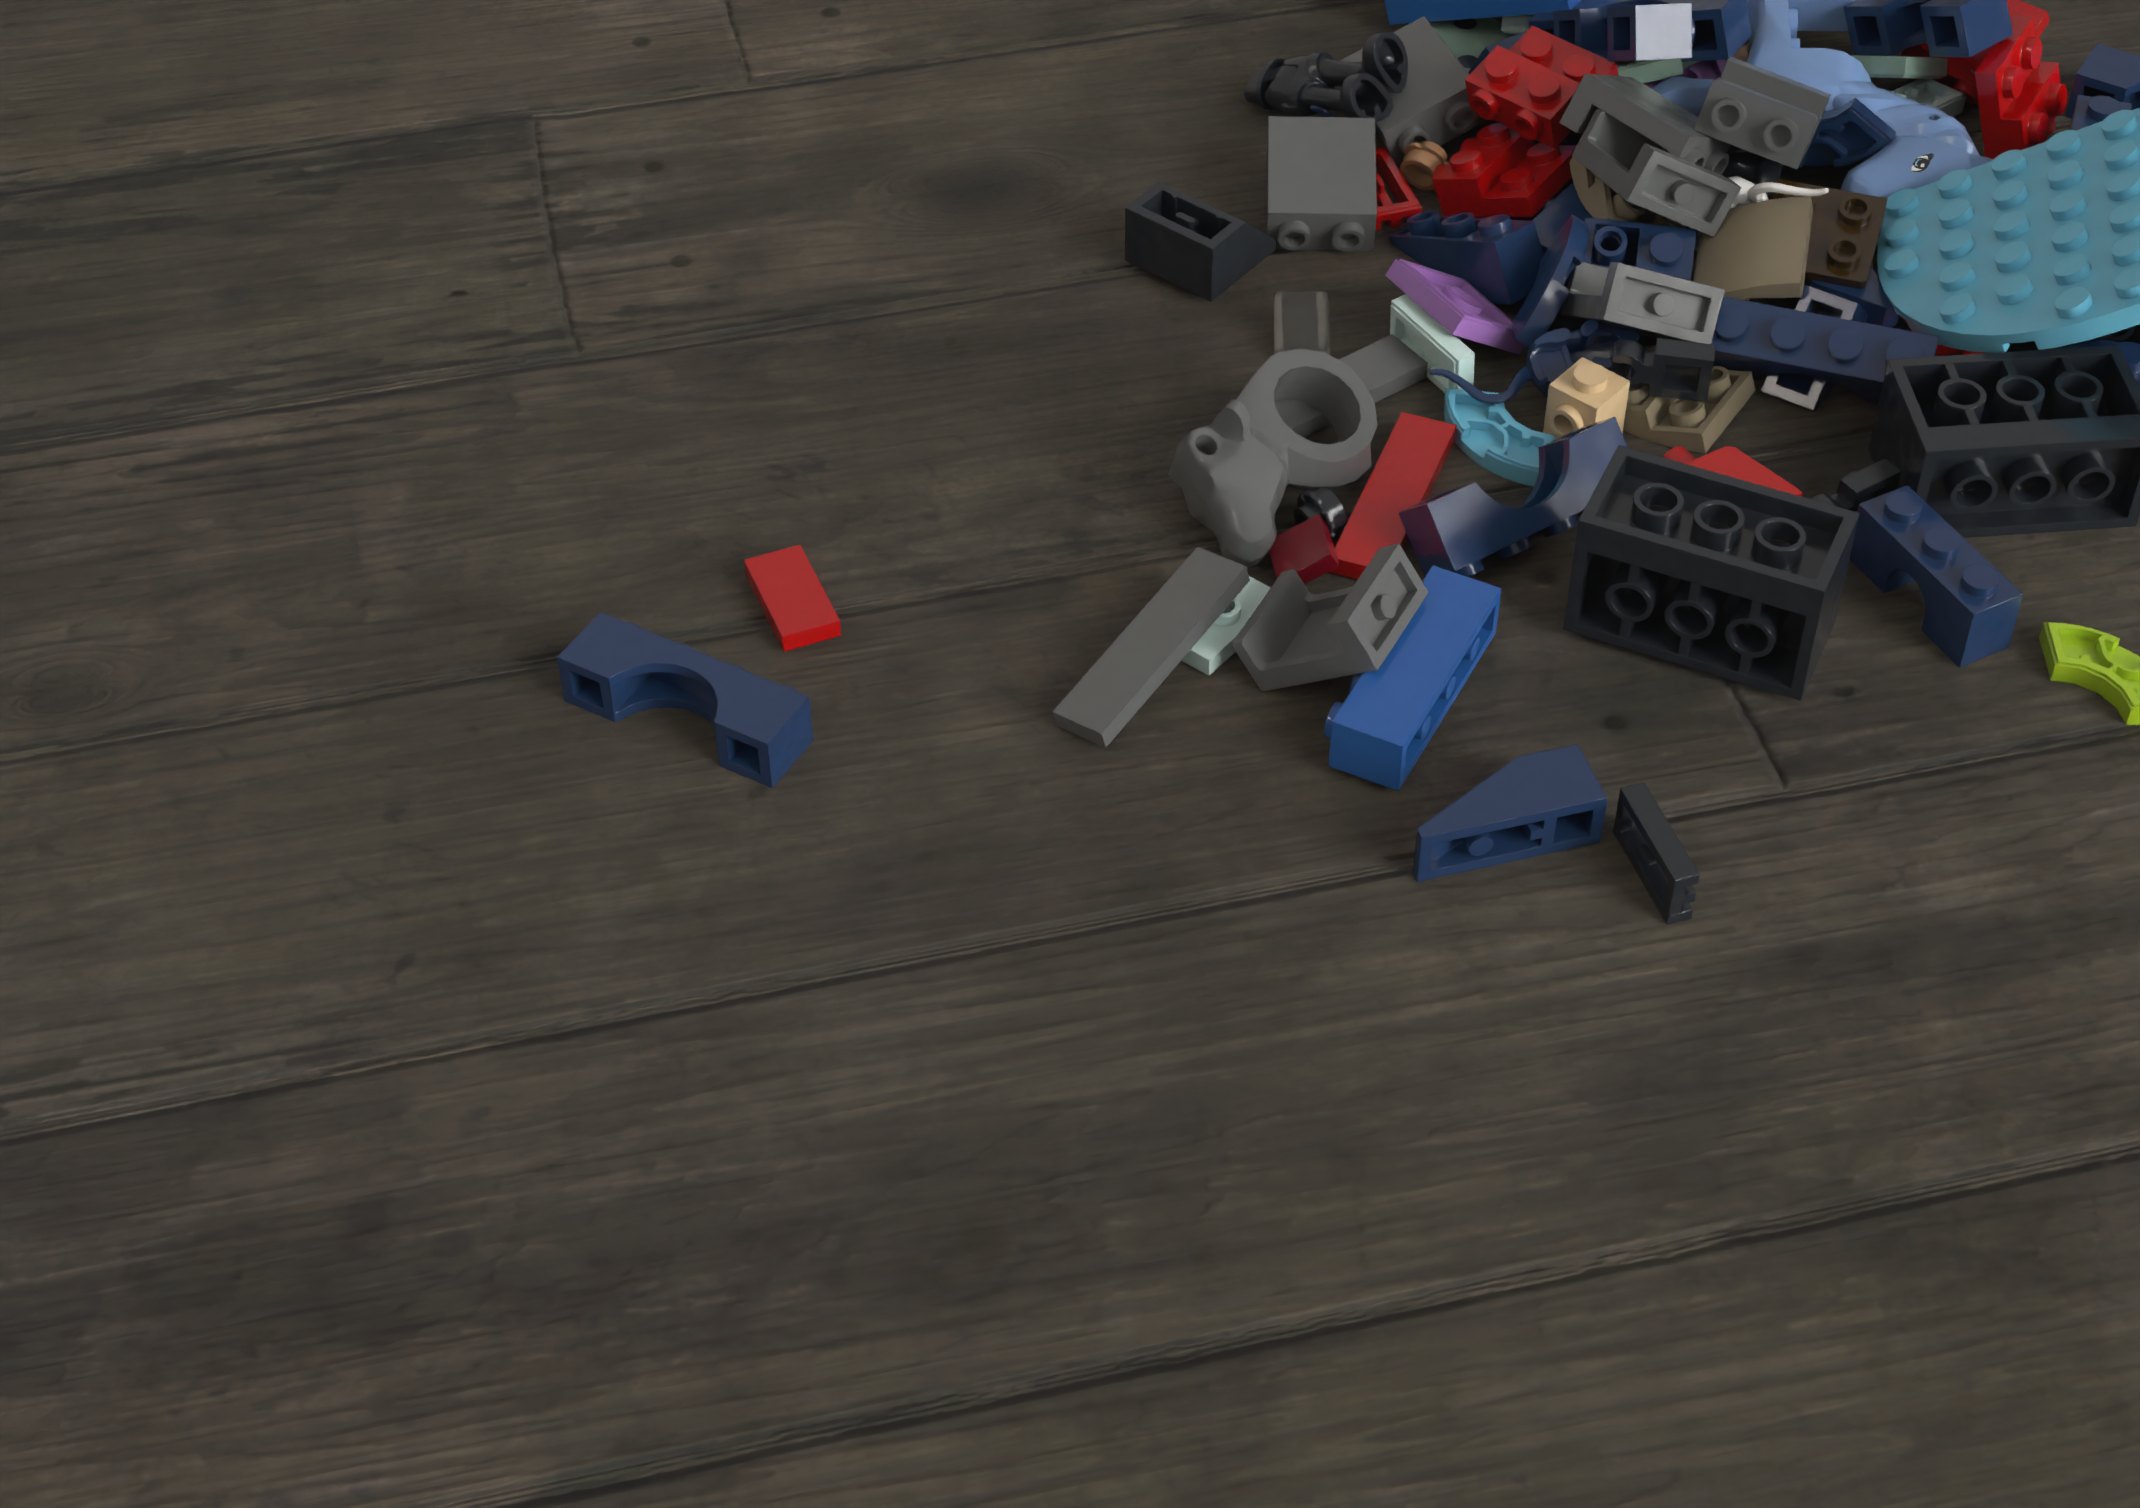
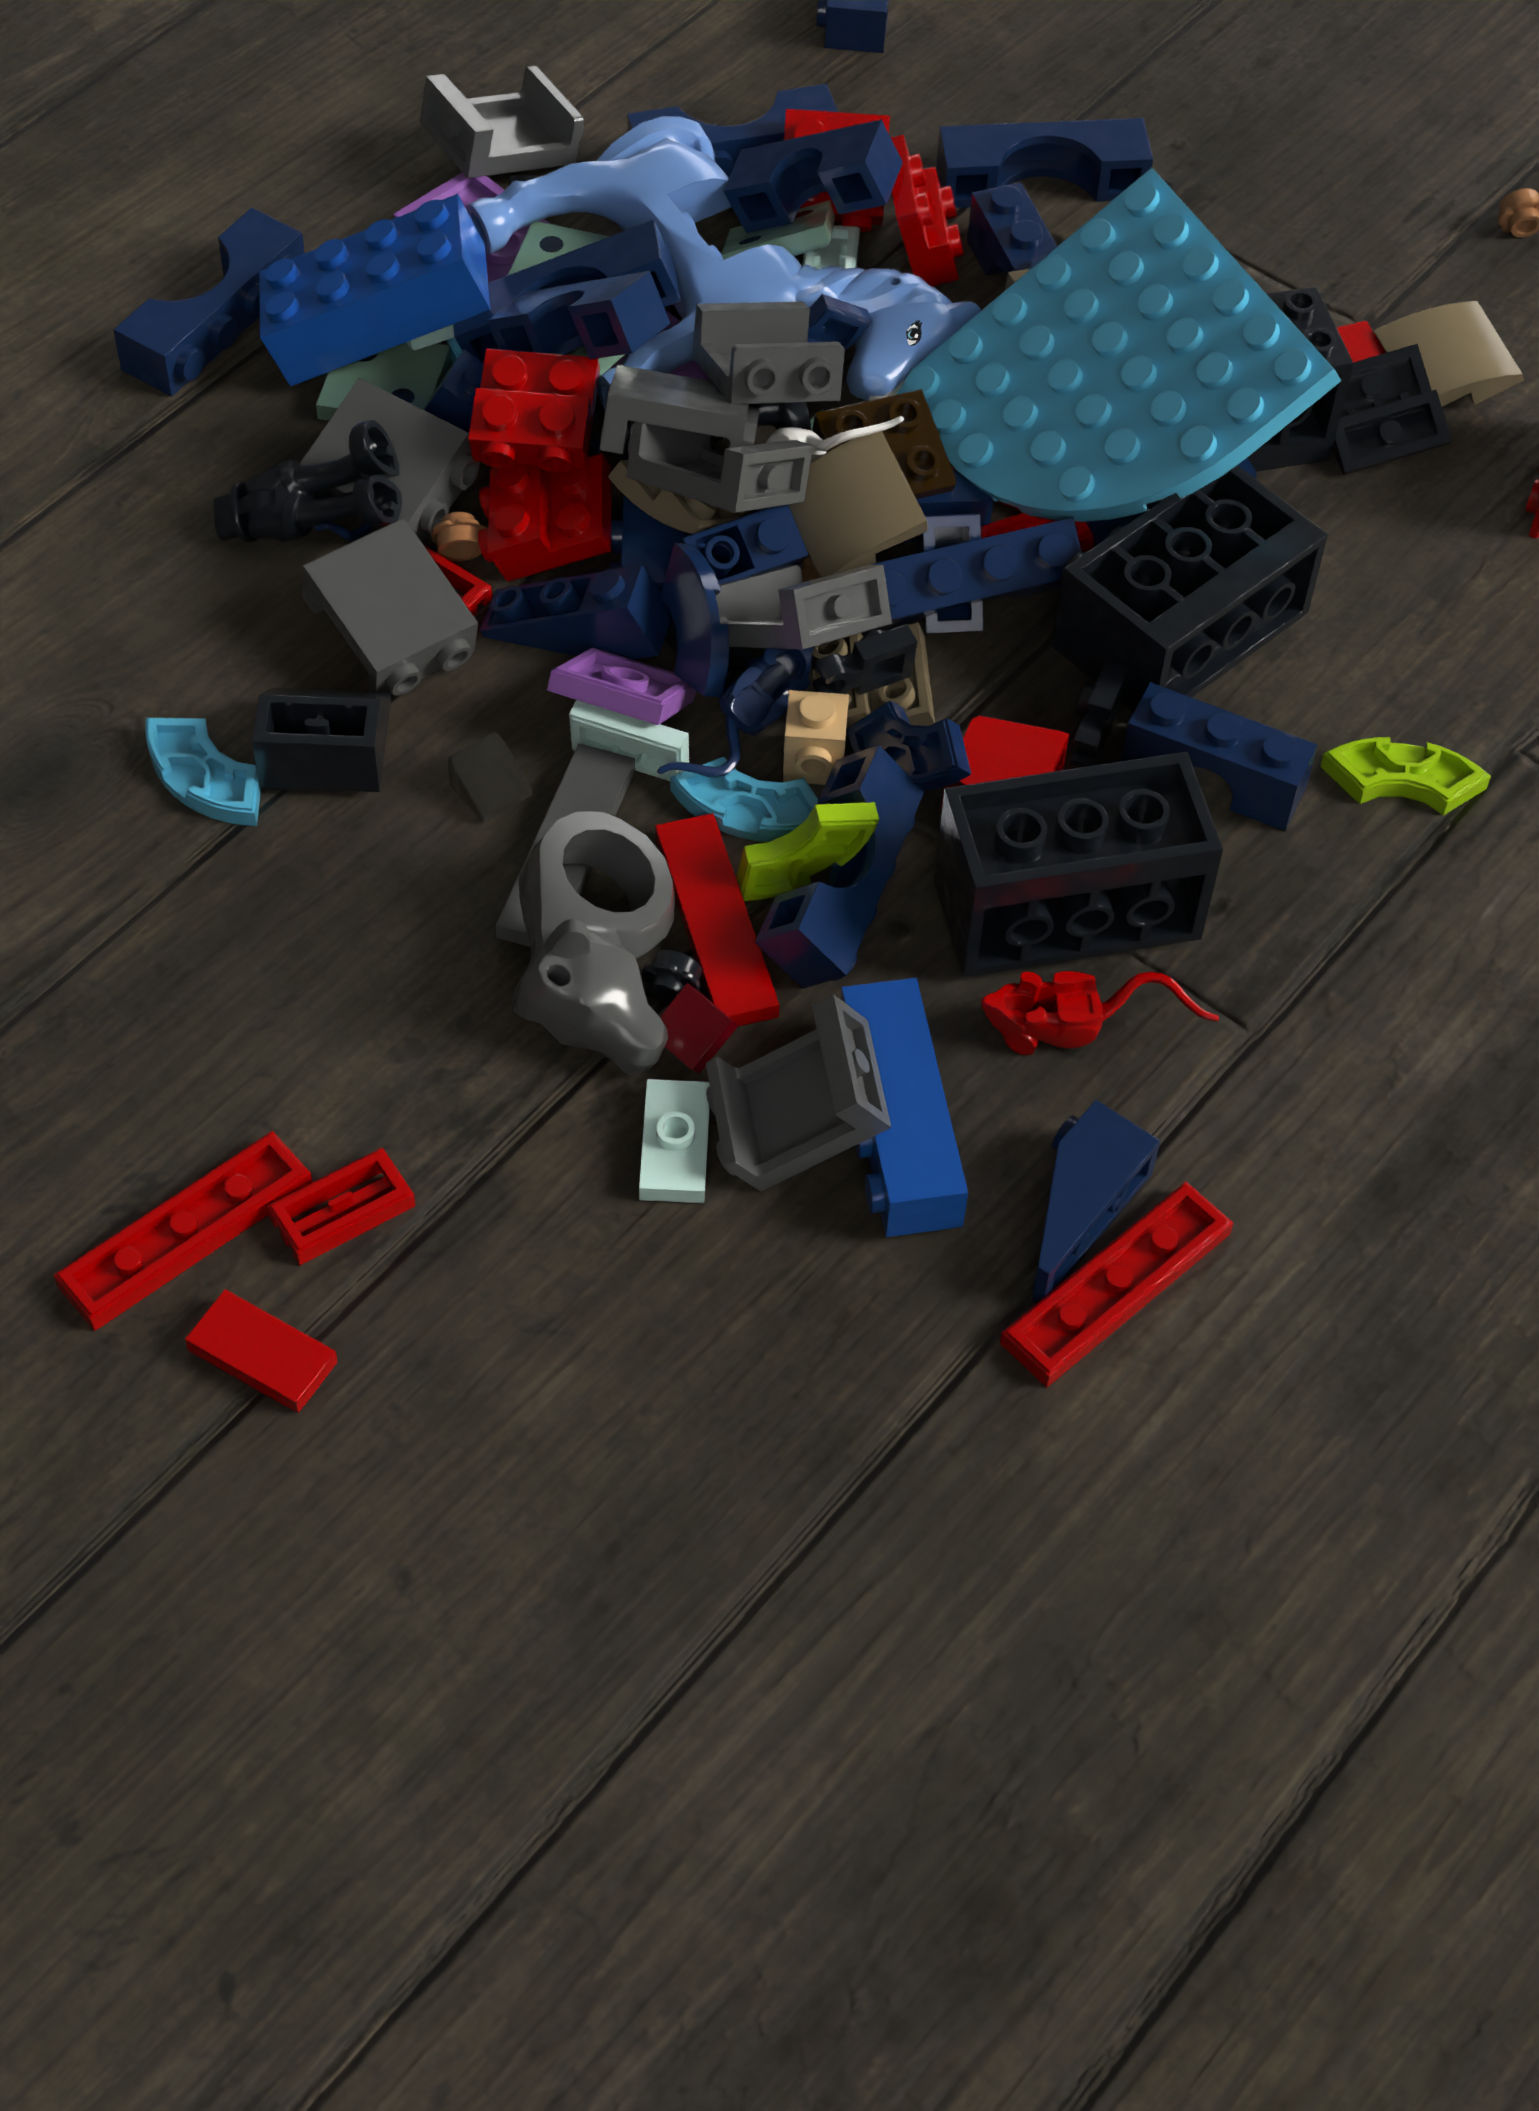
camera: 40 degrees left, 10 degrees up
(625, 669) = (179, 1531): dark blue arch -> none
(811, 500) = (181, 1231): none -> red tile
(934, 540) = (345, 1214): none -> red tile
(1091, 232) = (200, 773): none -> medium azure tile
(1151, 647) = (650, 1210): dark grey tile -> none
(1493, 894) = (1115, 1284): none -> red tile
(1507, 471) = (826, 837): none -> lime tile
(1621, 682) = (1064, 1010): none -> red animal
(1655, 853) = (1220, 1164): black tile -> none
(1659, 435) = (928, 754): none -> dark blue tile

